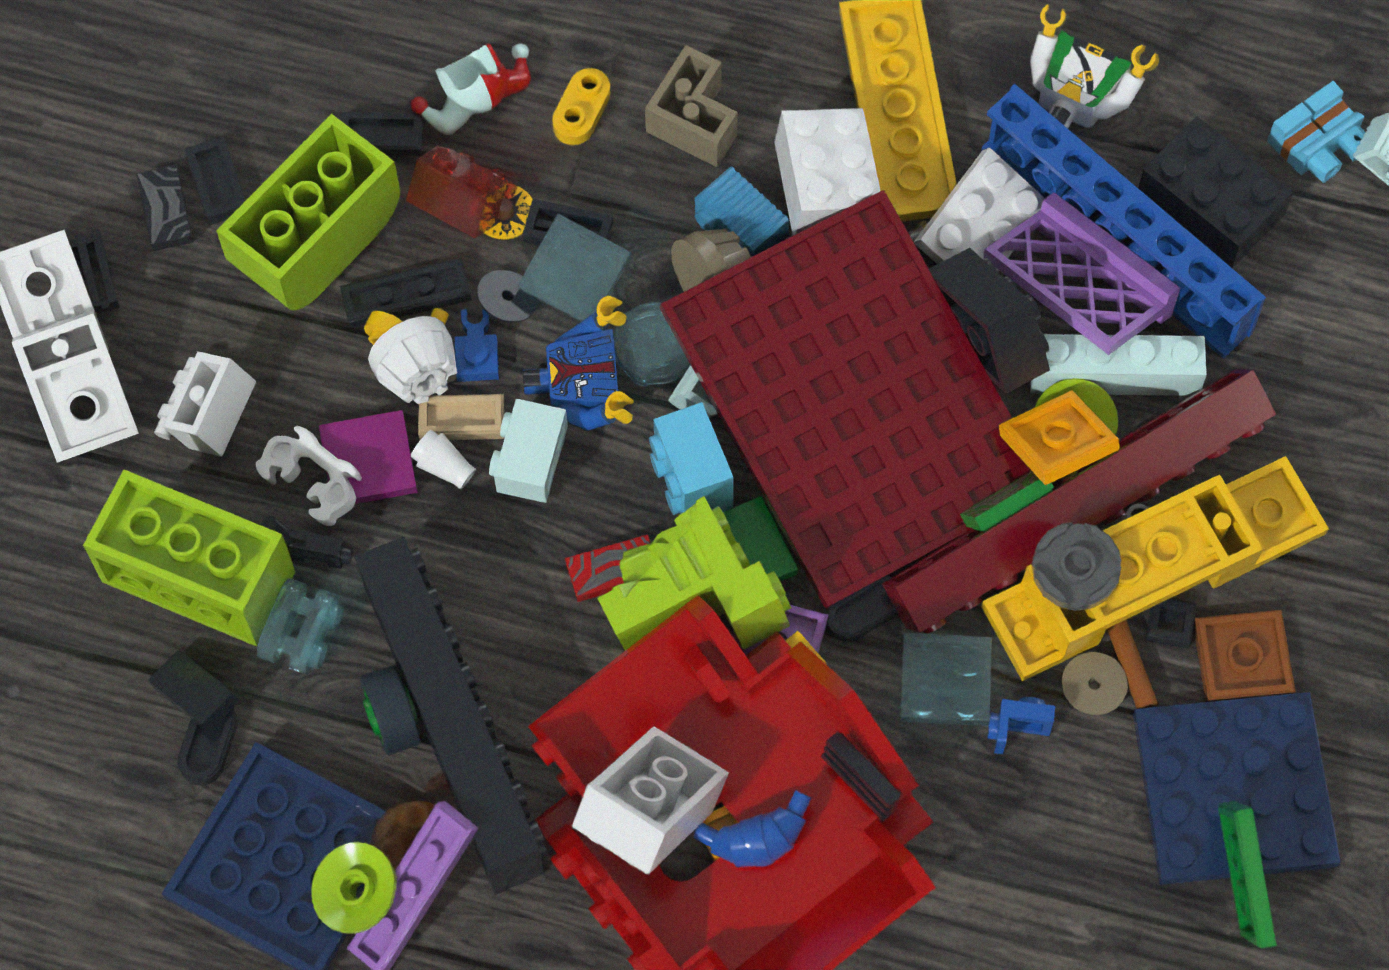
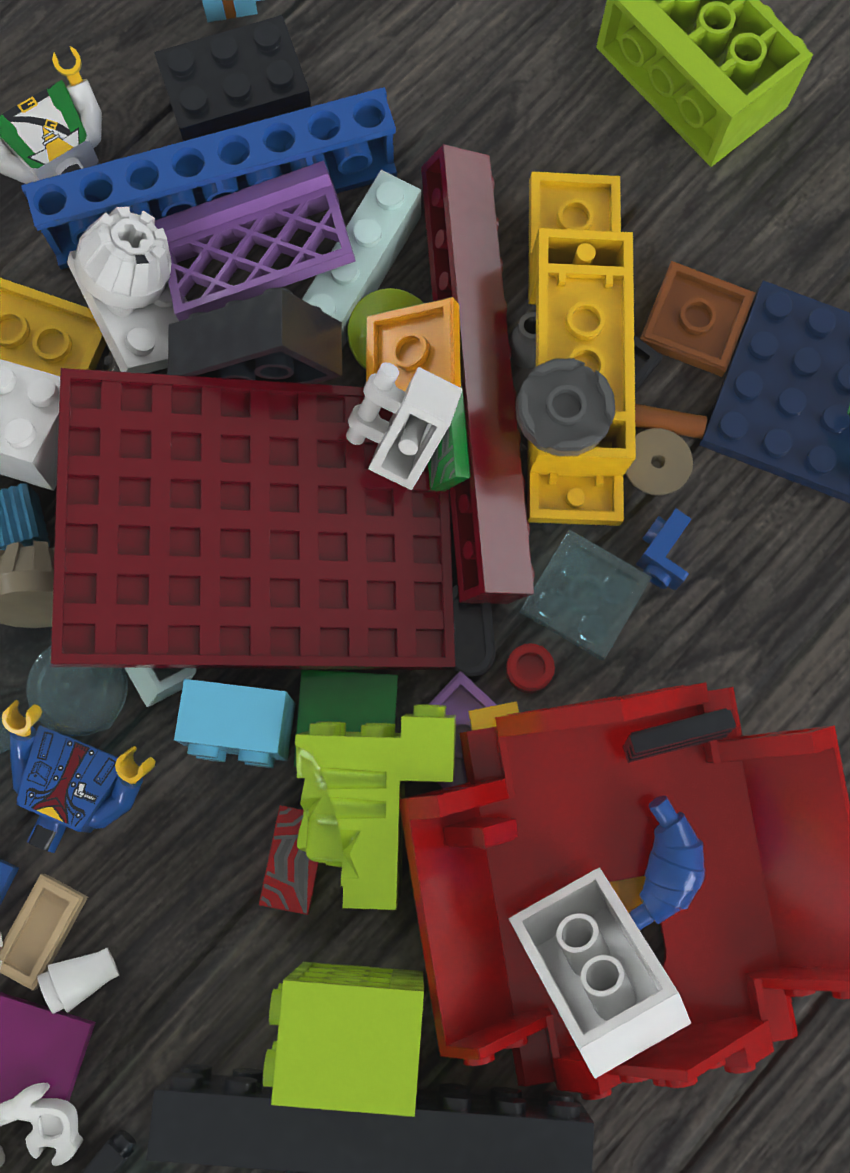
camera: 65 degrees left, 10 degrees up
(512, 643) = (346, 1039): none -> lime brick
(529, 451) = (120, 882): light aqua brick -> none
(862, 668) = (530, 668): none -> red tile
(993, 462) = (415, 428): none -> white brick
(1004, 189) = (124, 259): none -> white piece

